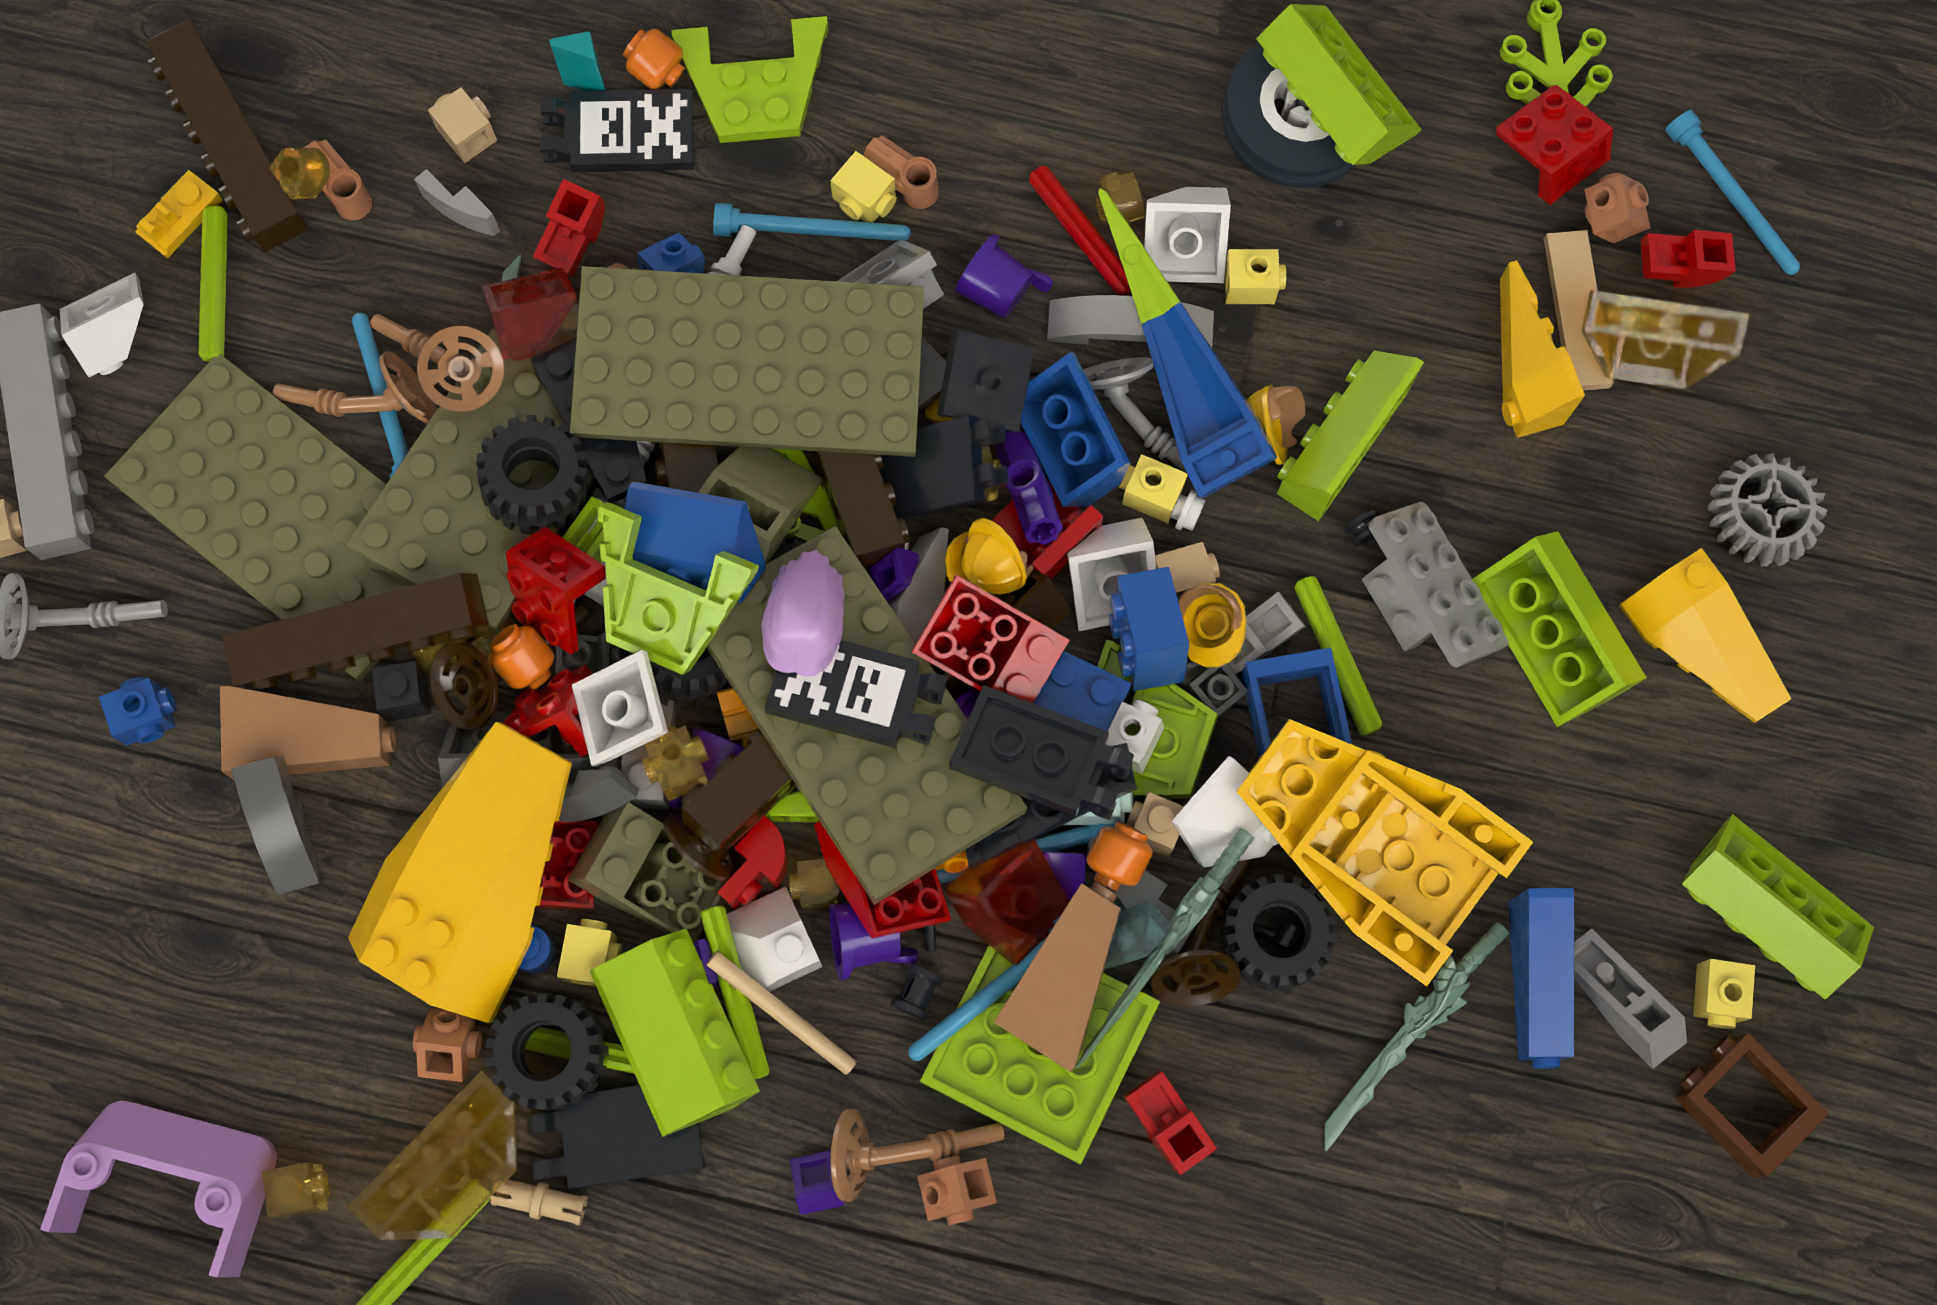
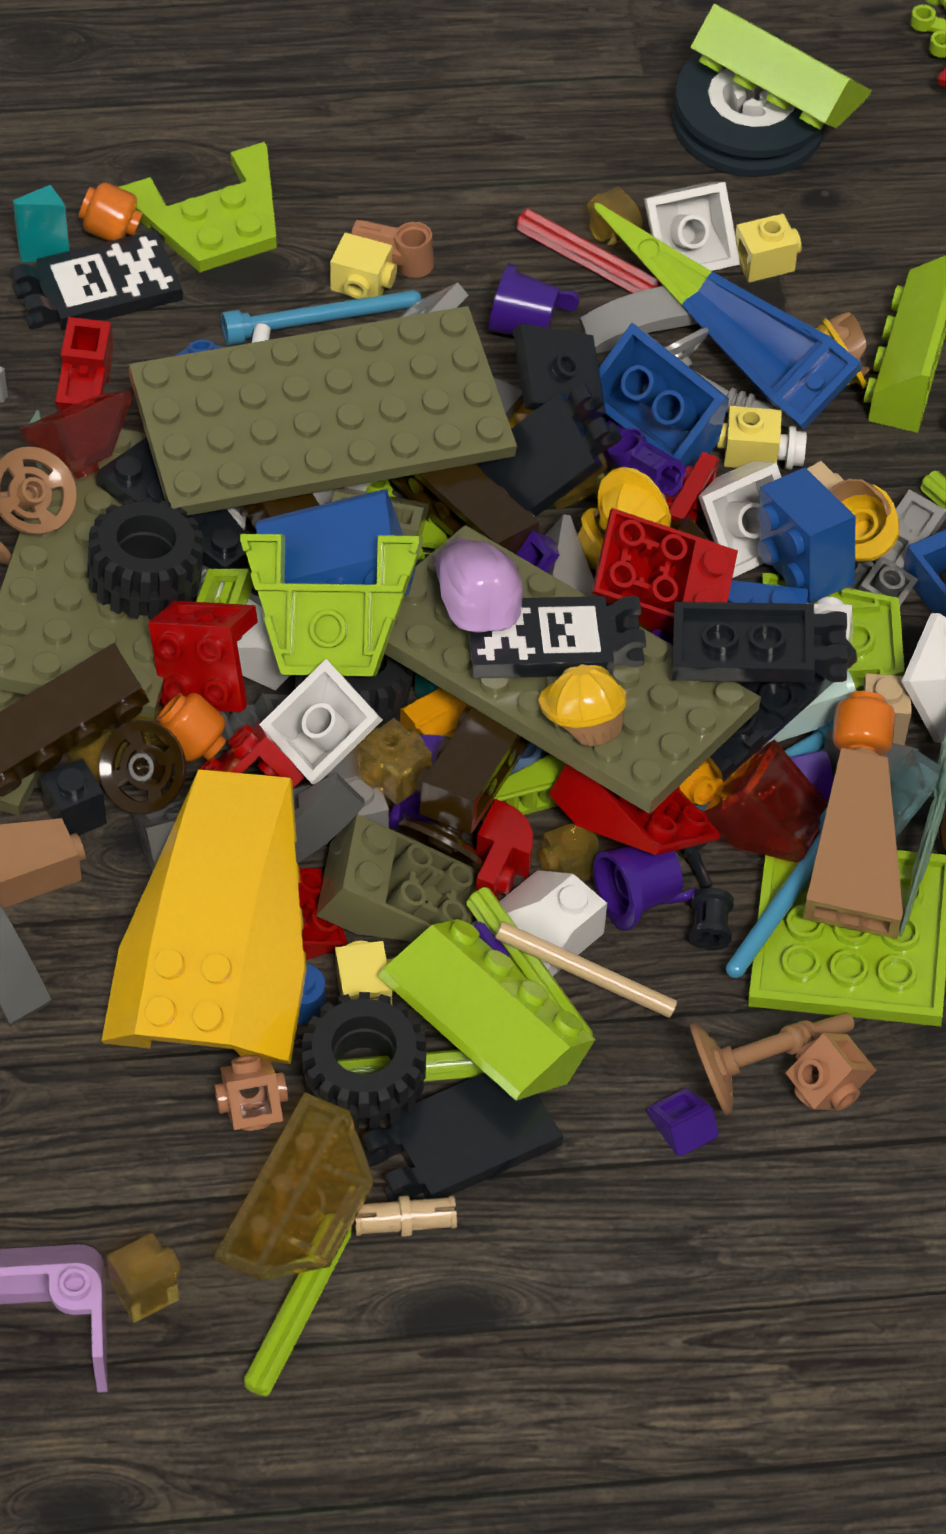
camera: 20 degrees left, 20 degrees down
(848, 782) = (585, 704): none -> yellow piece

